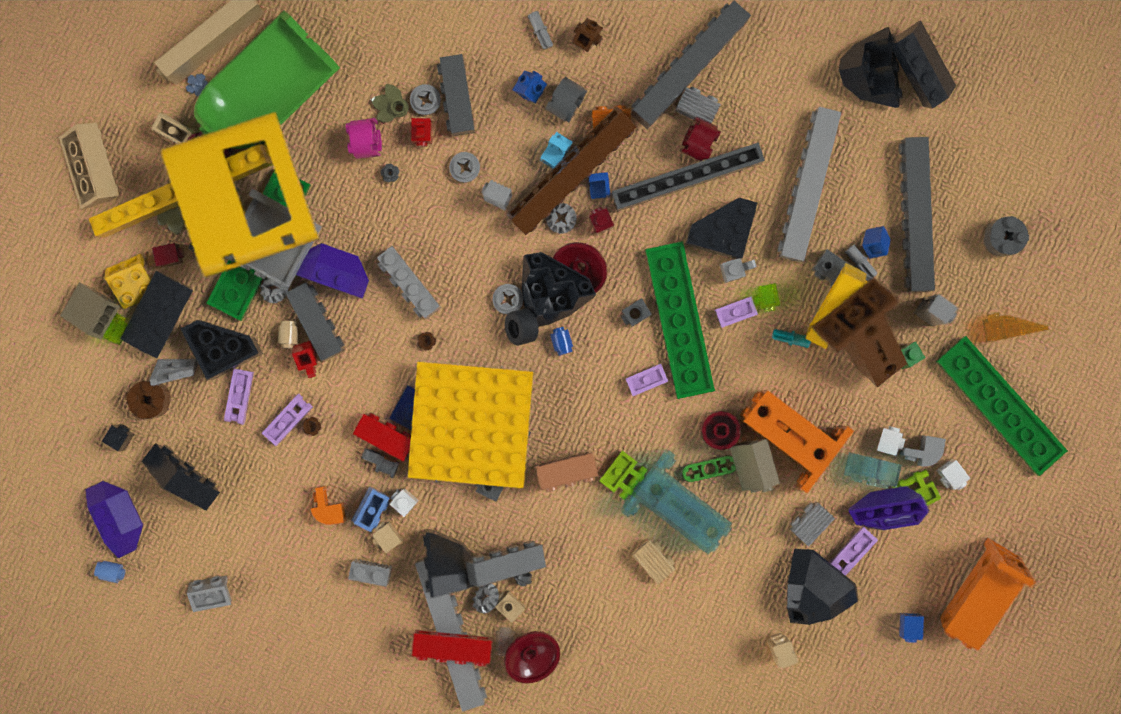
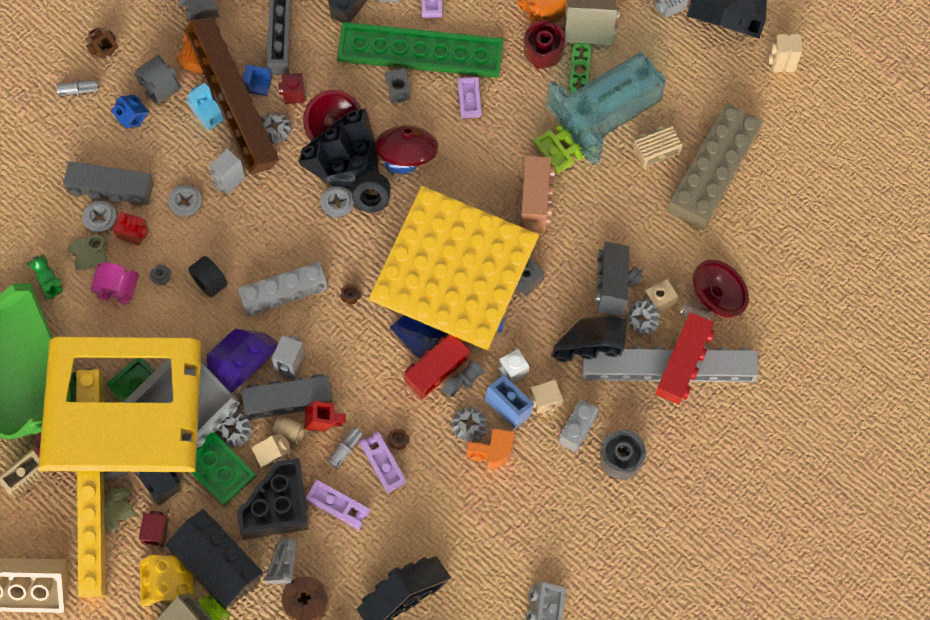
camera: 70 degrees left, 20 degrees down
(262, 327) = (272, 450): none -> tan brick
(289, 385) = (344, 448): none -> light grey axle
(346, 623) = (612, 448): none -> dark grey brick
(347, 311) = (289, 356): none -> light grey brick
(351, 77) = (45, 277): none -> green animal
(351, 473) = (475, 431): none -> light grey gear
(396, 215) = (207, 276): none -> black tyre
(568, 343) = (407, 146): none -> dark red dish
(650, 618) = (714, 166): none -> dark tan brick

